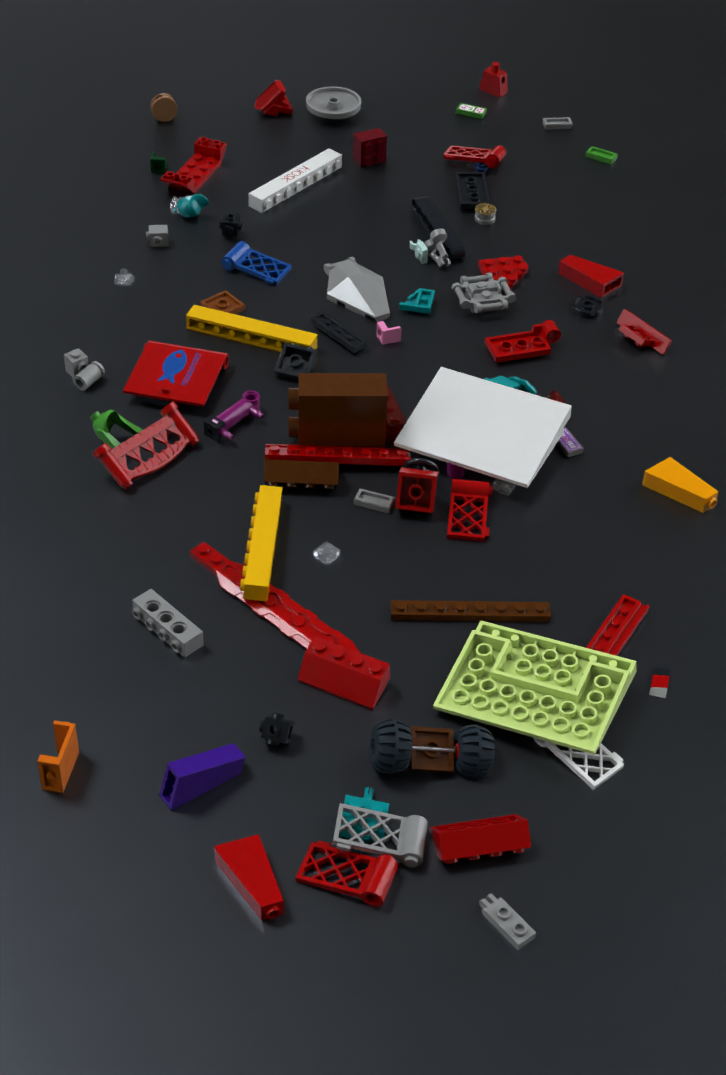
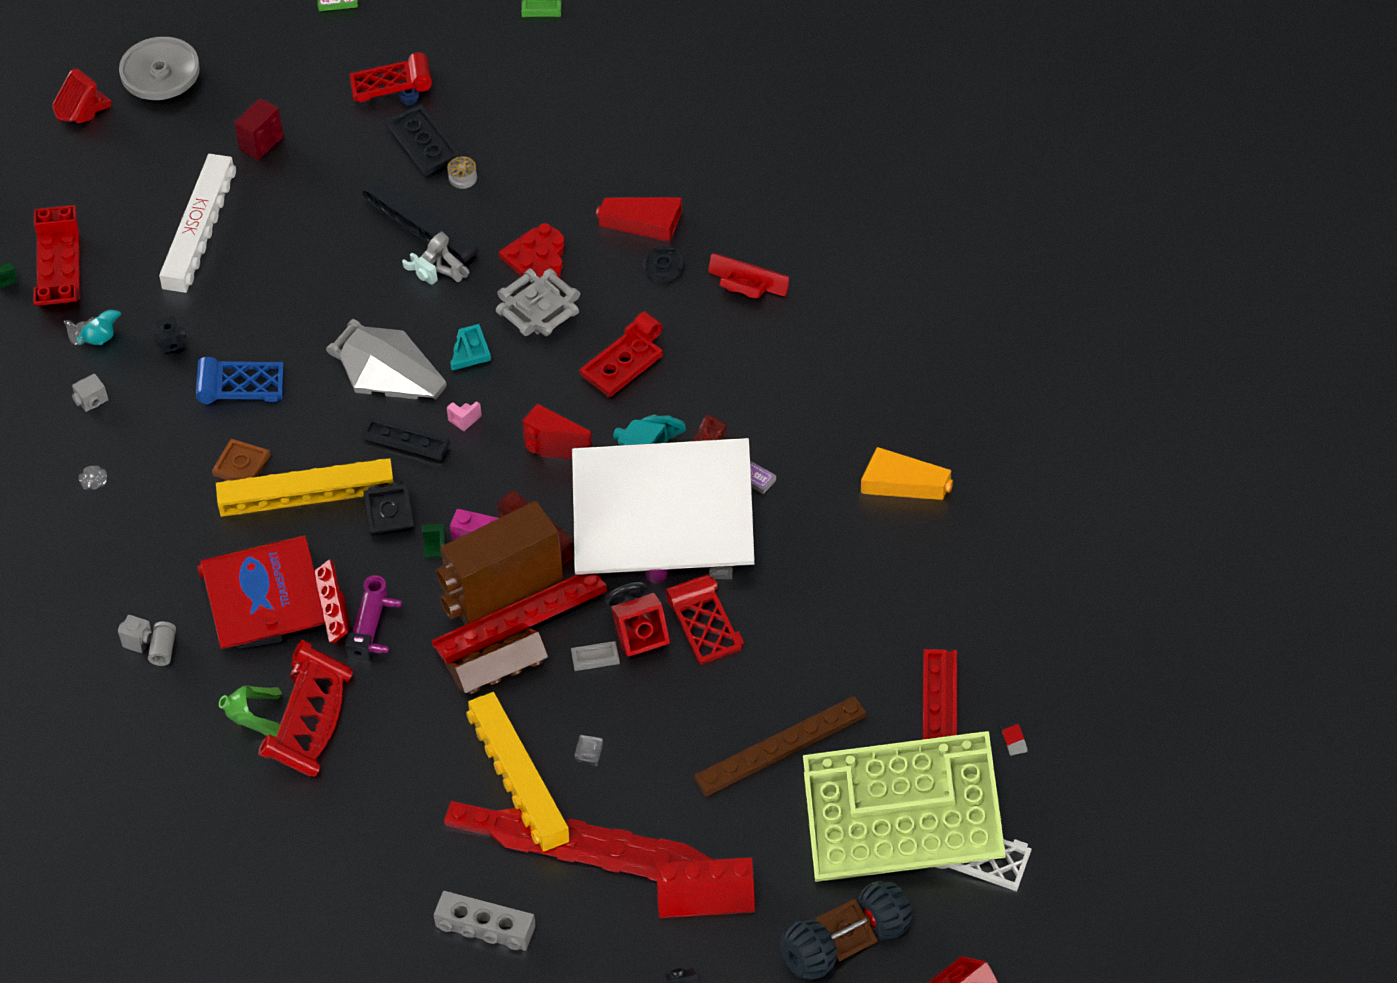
camera: 25 degrees left, 10 degrees up
(216, 397) = (332, 602): none -> red bracket
(433, 355) = (553, 434): none -> red slope

